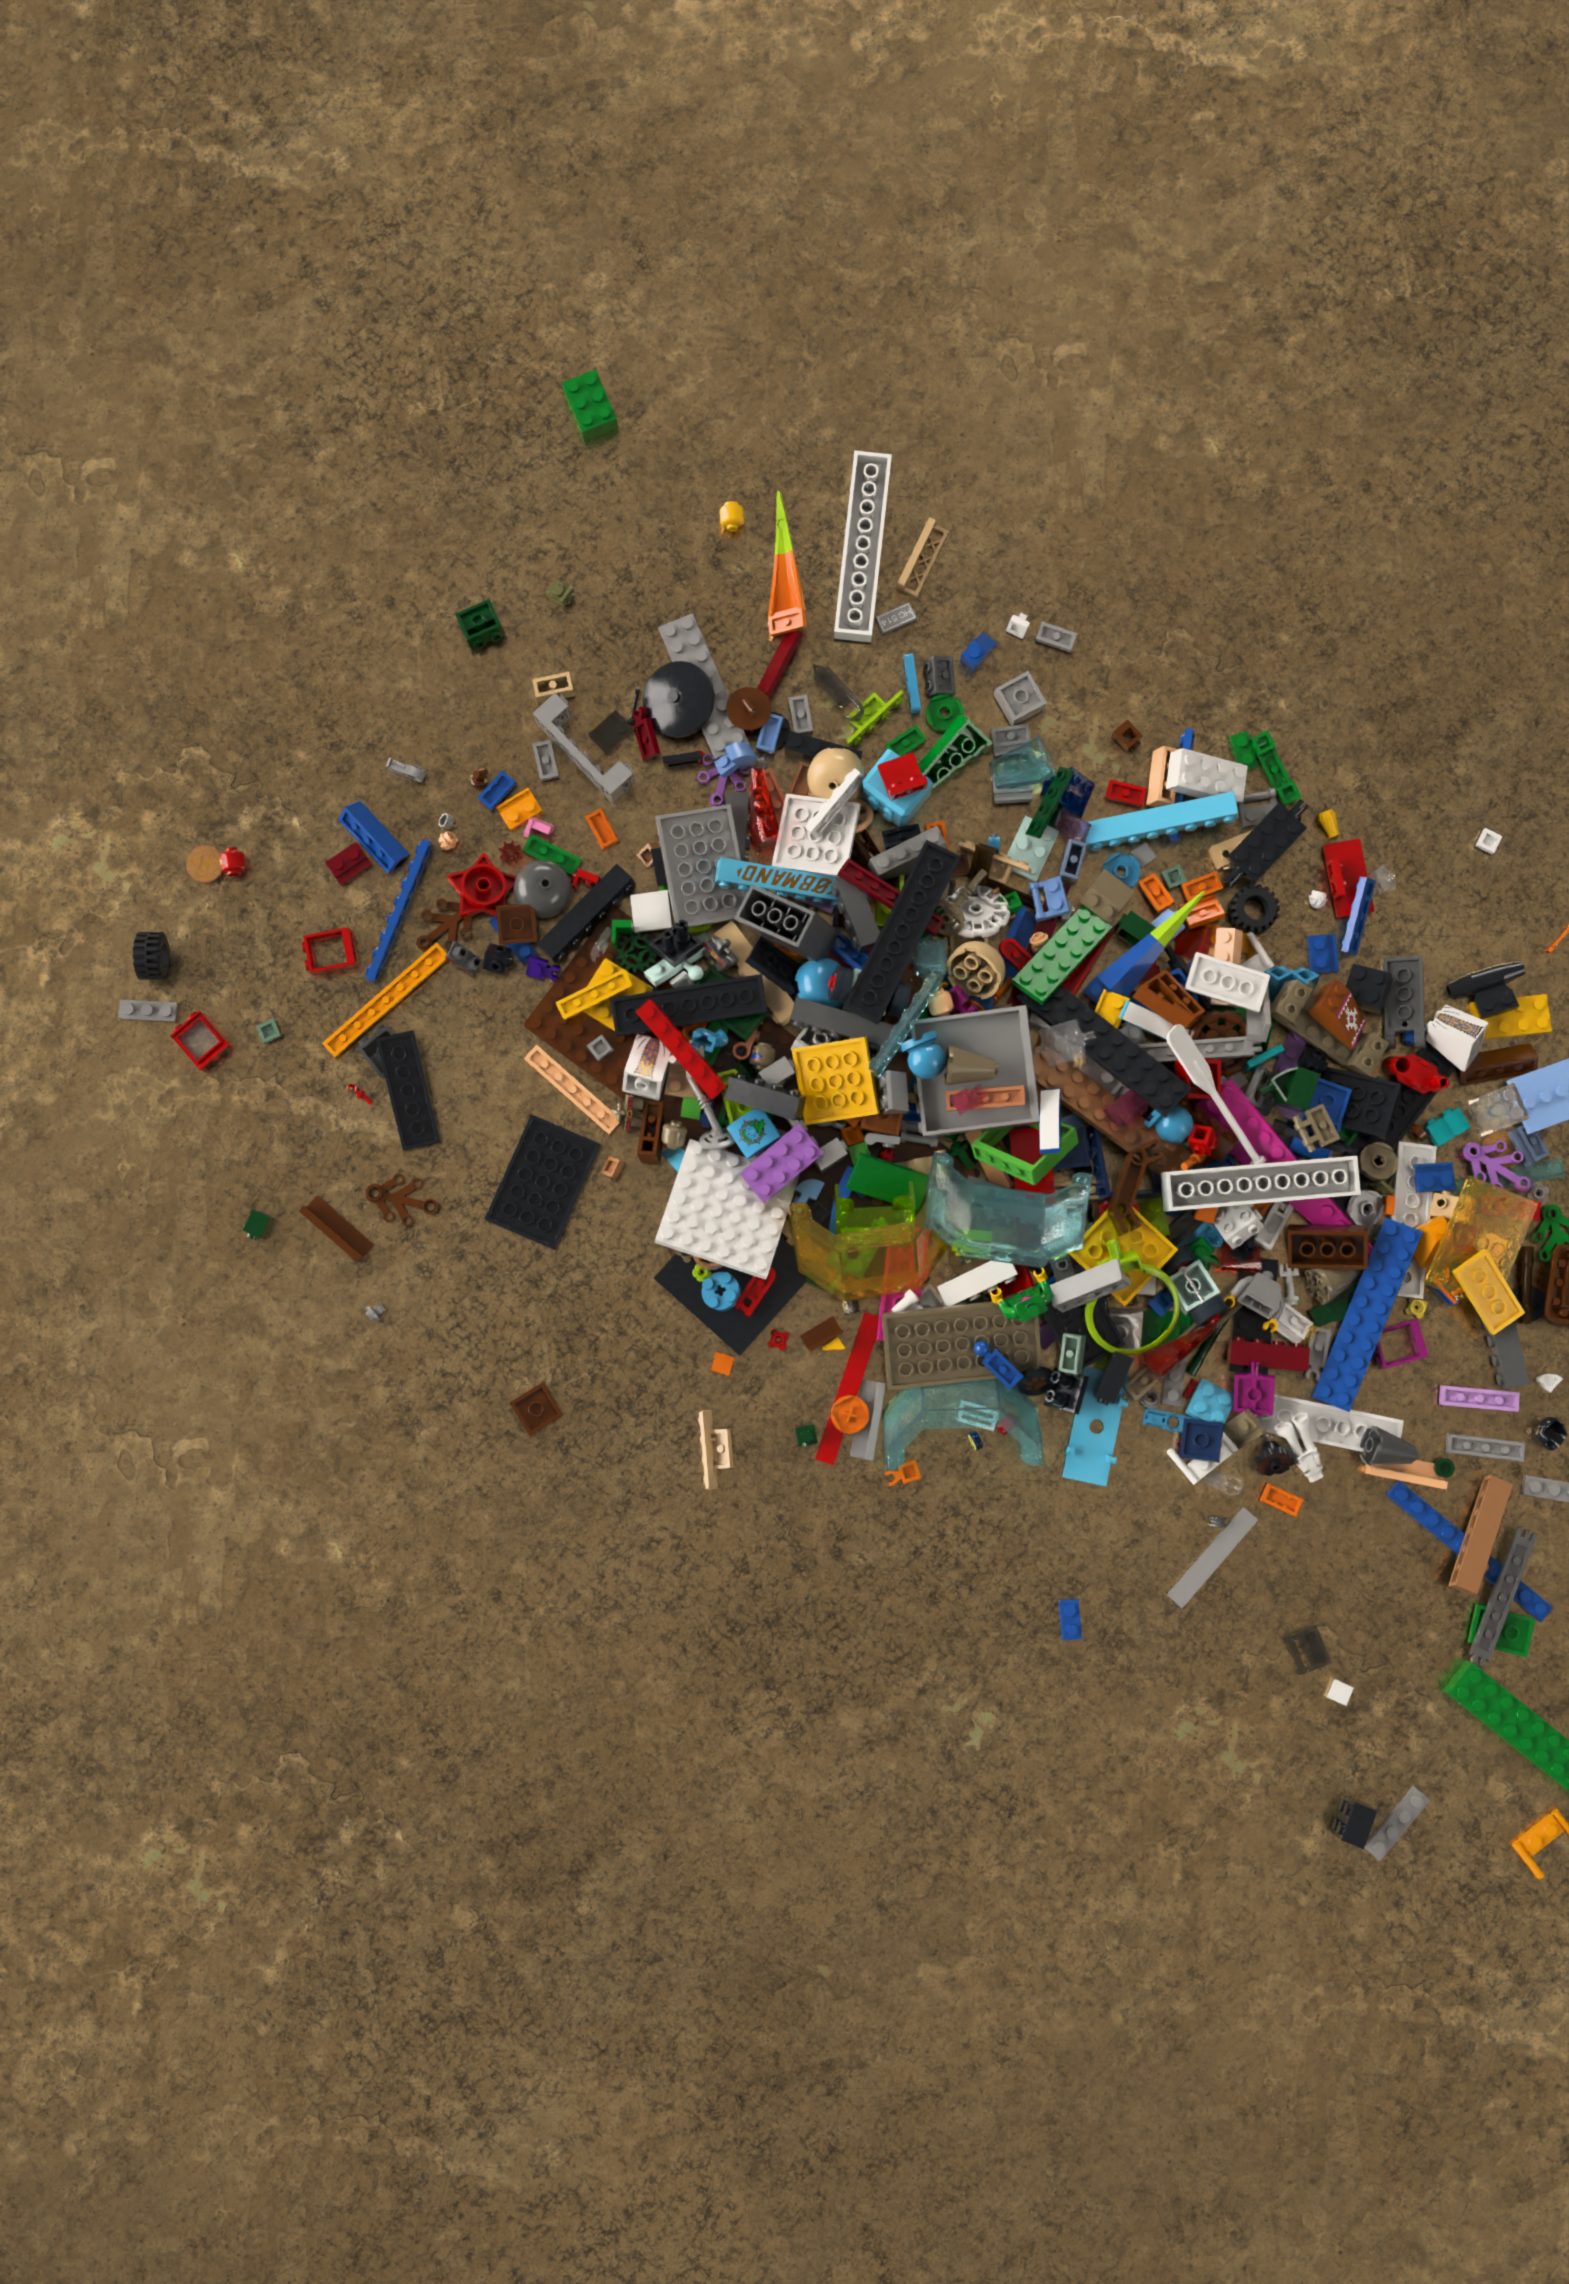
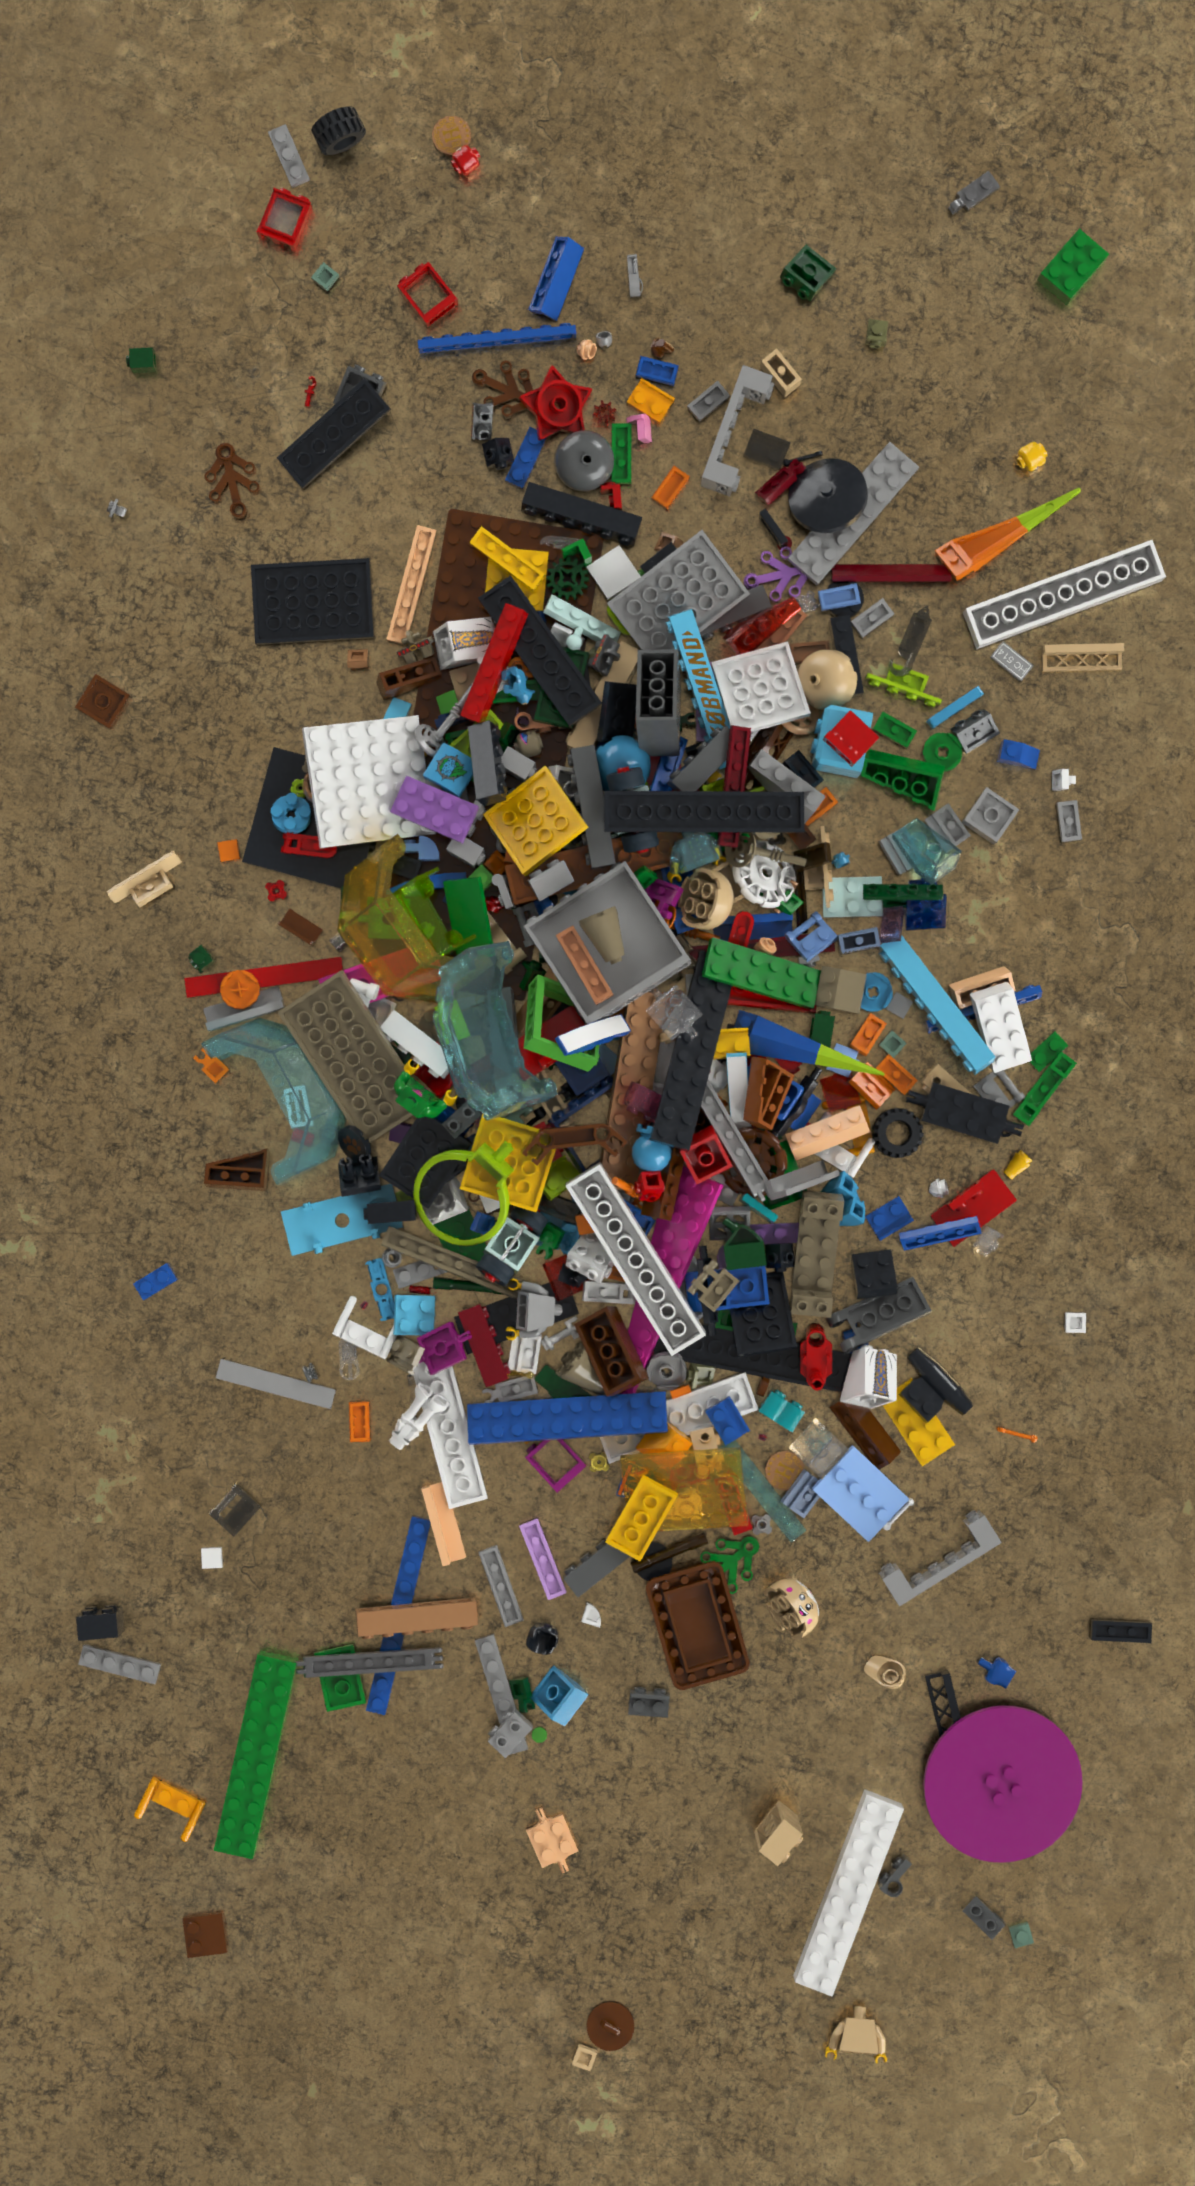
camera: 60 degrees right, 5 degrees up
(337, 1228) = (175, 435): reddish brown panel -> none
(348, 863) = (519, 268): dark red plate -> none
(385, 1000) = (407, 369): light orange plate -> none
(484, 455) = (974, 193): none -> flat silver plate
(516, 923) = (537, 452): reddish brown plate -> none
(539, 968) = (508, 497): dark purple plate -> none
(600, 1047) = (462, 590): light grey tile -> none
(673, 1135) = (414, 699): dark tan head -> none
(676, 944) = (591, 610): black plate -> none
(738, 756) = (800, 577): medium blue brick -> none
(748, 708) = (851, 565): reddish brown shield -> none
(834, 1344) = (296, 943): yellow slope -> none
(835, 803) = (797, 690): white plate -> none
(908, 1019) = (623, 857): clear light blue plate -> none
(925, 1056) = (595, 890): dark azure tile -> none
(941, 1003) = (656, 881): light nougat head -> none
(965, 1101) = (572, 946): clear pink plate -> none
(975, 1440) = (273, 1115): tile -> none
(998, 1364) = (350, 1100): blue plate -> none
(1011, 1495) = (240, 1172): none -> reddish brown wedge
(1072, 1353) = (394, 1163): sand green slope -> none
(1088, 1285) = (458, 1144): panel -> none
(1125, 793) = (950, 960): red plate -> none
(1127, 729) = (1010, 929): reddish brown brick -> none
(1170, 1354) = (436, 1252): clear red wedge -> none
(1201, 1075) = (706, 1154): white piece -> none
(1201, 1440) = (375, 1321): dark blue plate -> none
(1227, 982) = (810, 1138): white plate -> none
(1274, 1459) = (392, 1395): black plant -> none
(1338, 1012) = (835, 1257): dark orange slope -> none
(1385, 1448) = (451, 1493): dark grey cone -> none
(1387, 1157) = (706, 1353): dark tan plate -> none
(1444, 1467) = (463, 1556): dark green tile -> none
(1495, 1164) = (767, 1471): medium lavender plant -> none

